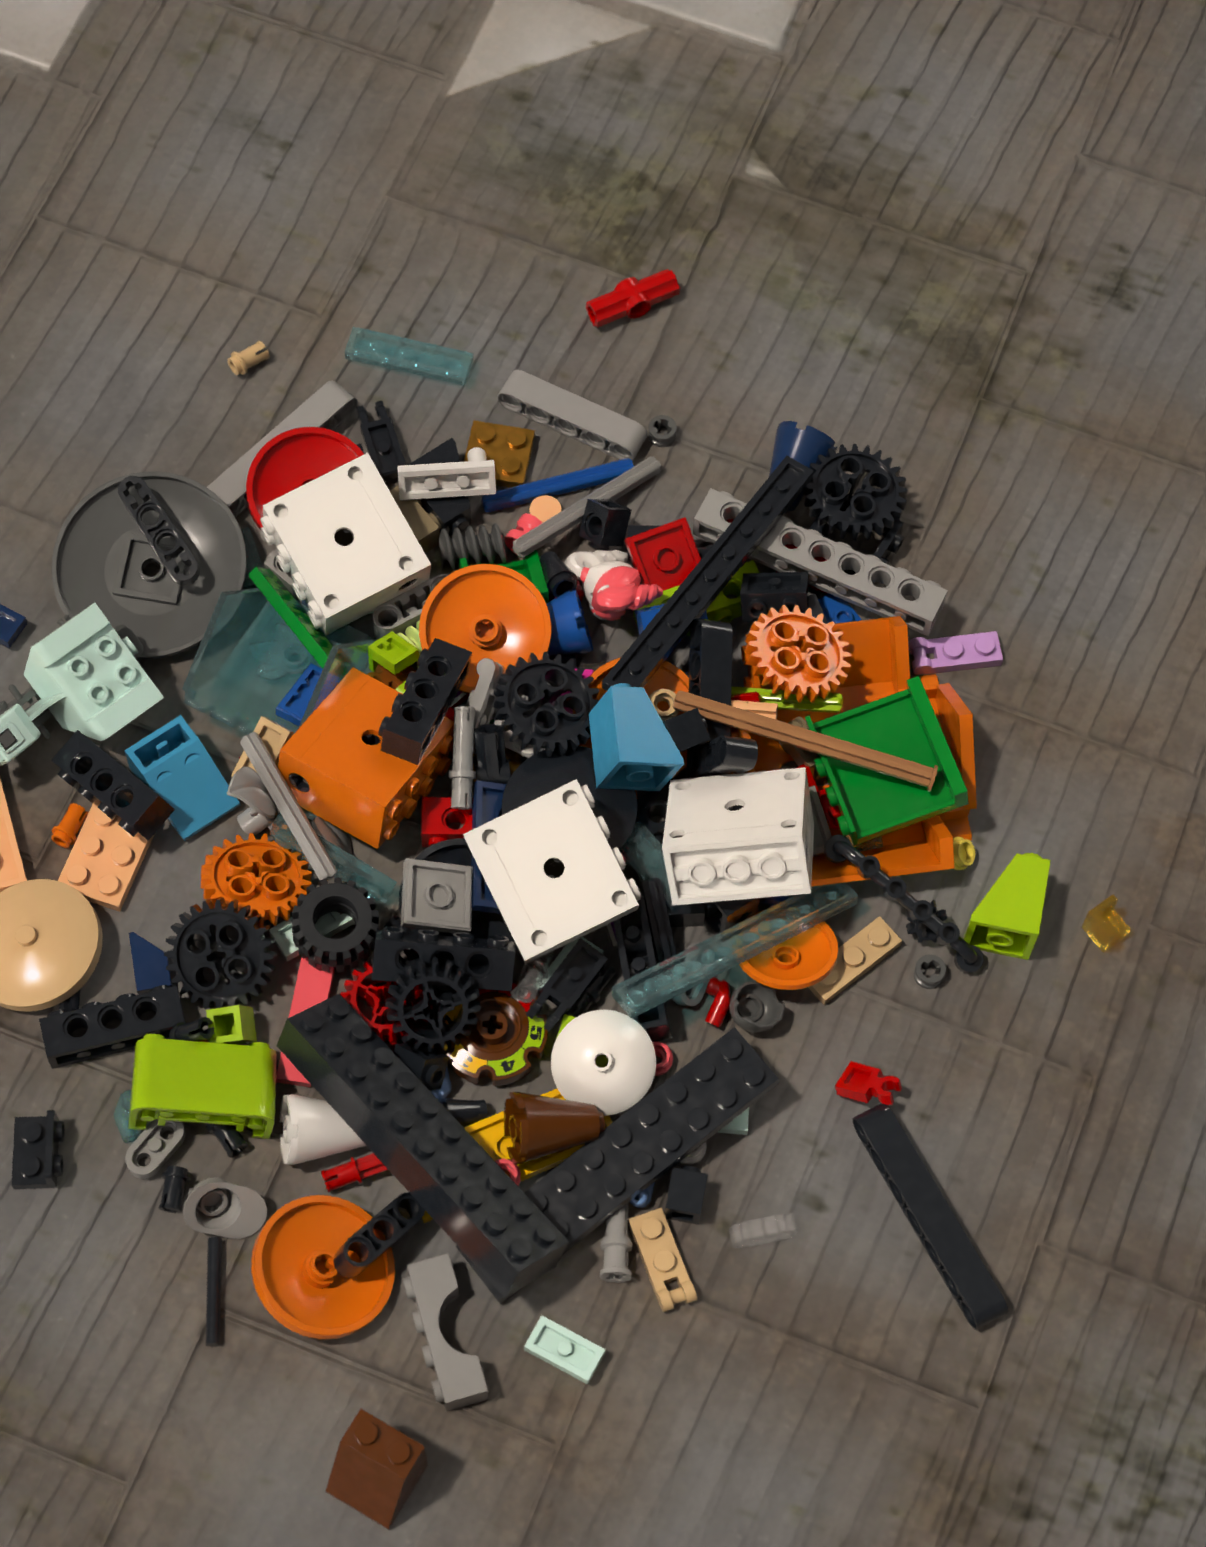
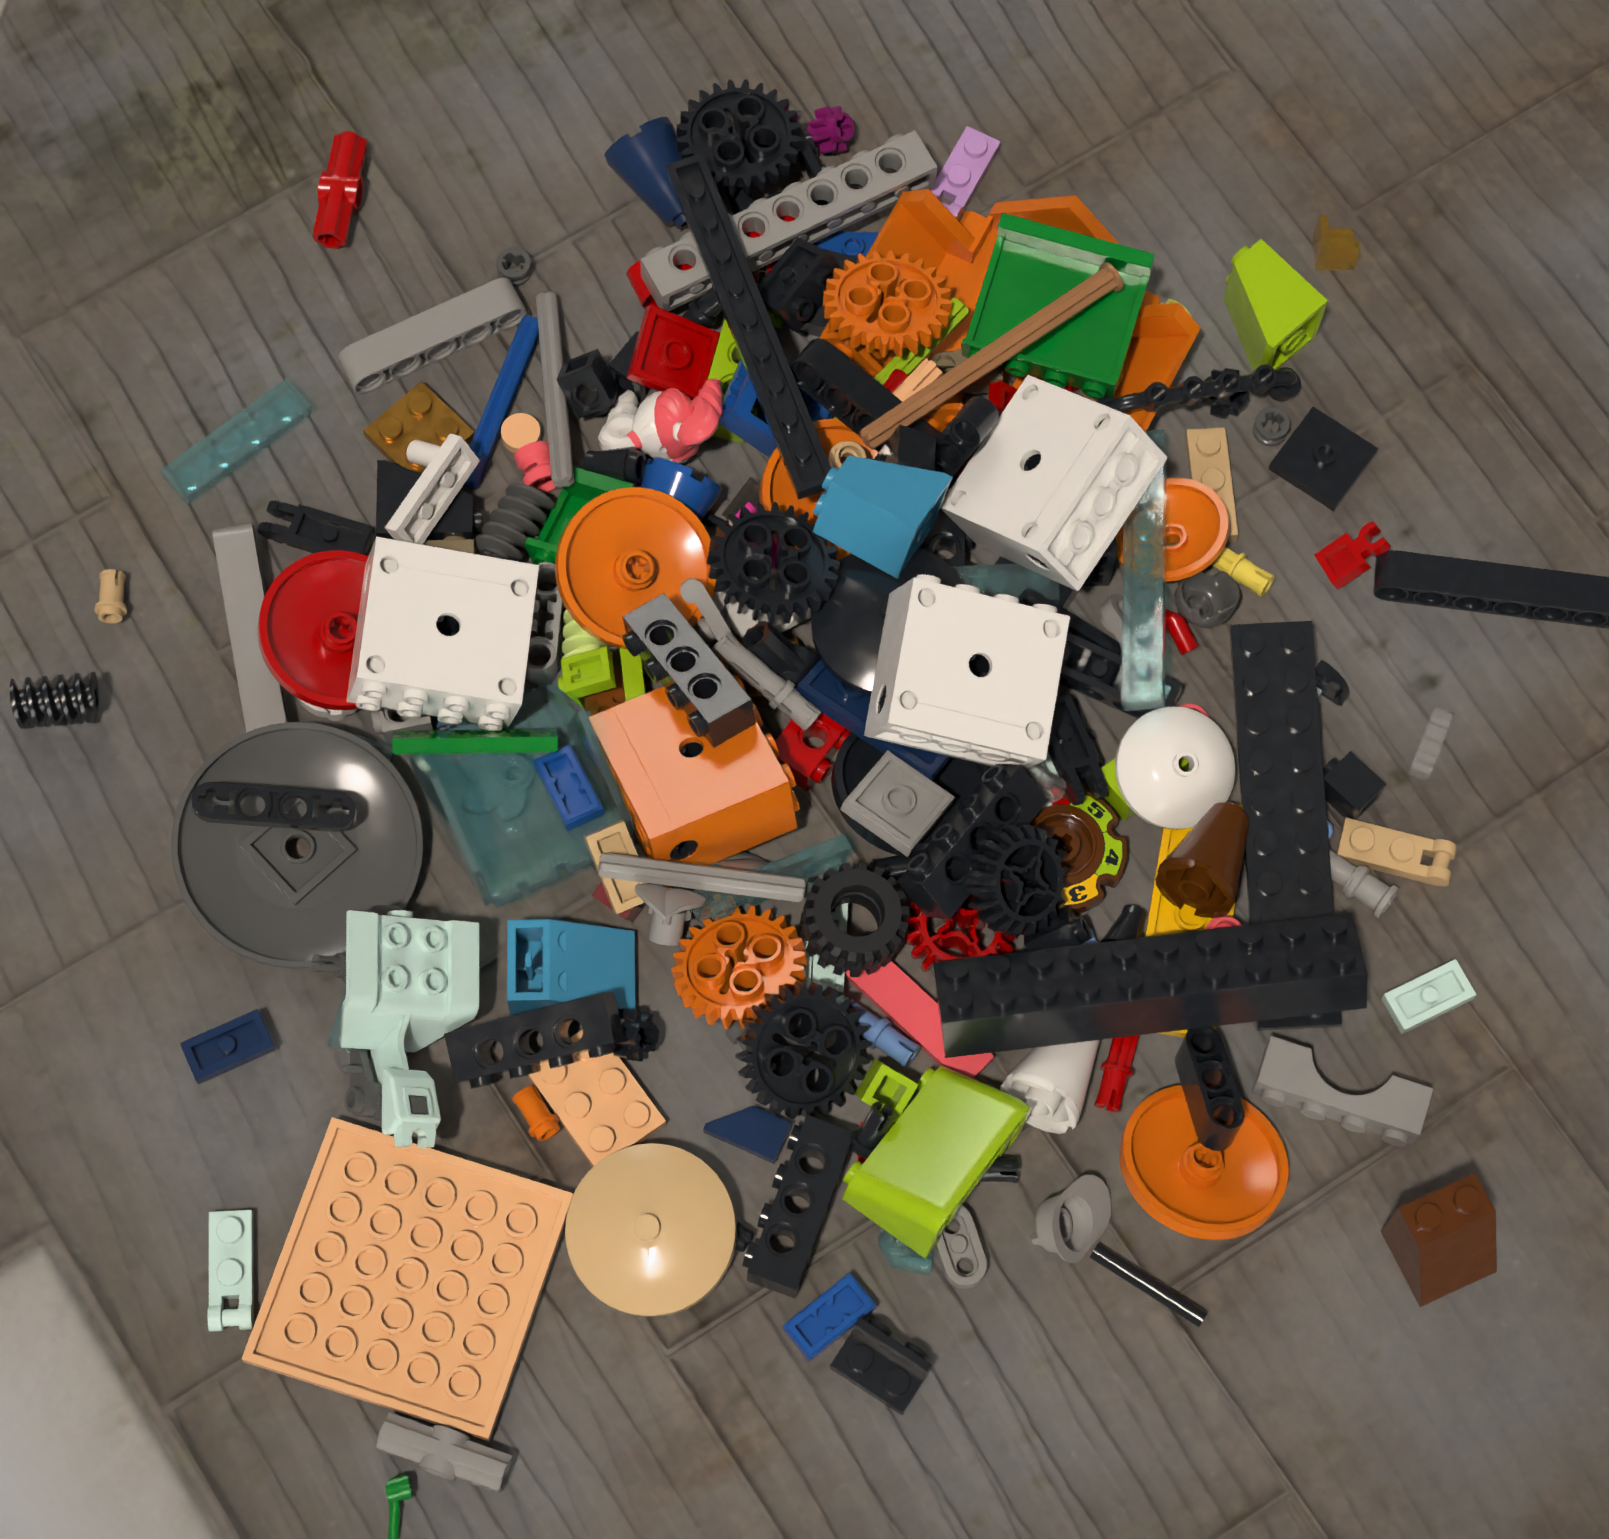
camera: 55 degrees left, 5 degrees up
(46, 1093) = (829, 1317): none -> blue plate
(151, 371) = (55, 701): none -> black piece
(167, 855) = (639, 1033): none -> black gear
(173, 1189) = (1016, 1256): black pin -> none
(274, 1001) = (885, 1037): none -> medium blue pin
(756, 1130) = (1331, 683): none -> black tile
(799, 1018) = (1244, 571): none -> light yellow axle
(919, 549) = (831, 129): none -> magenta gear
(933, 1022) = (1323, 458): none -> black plate

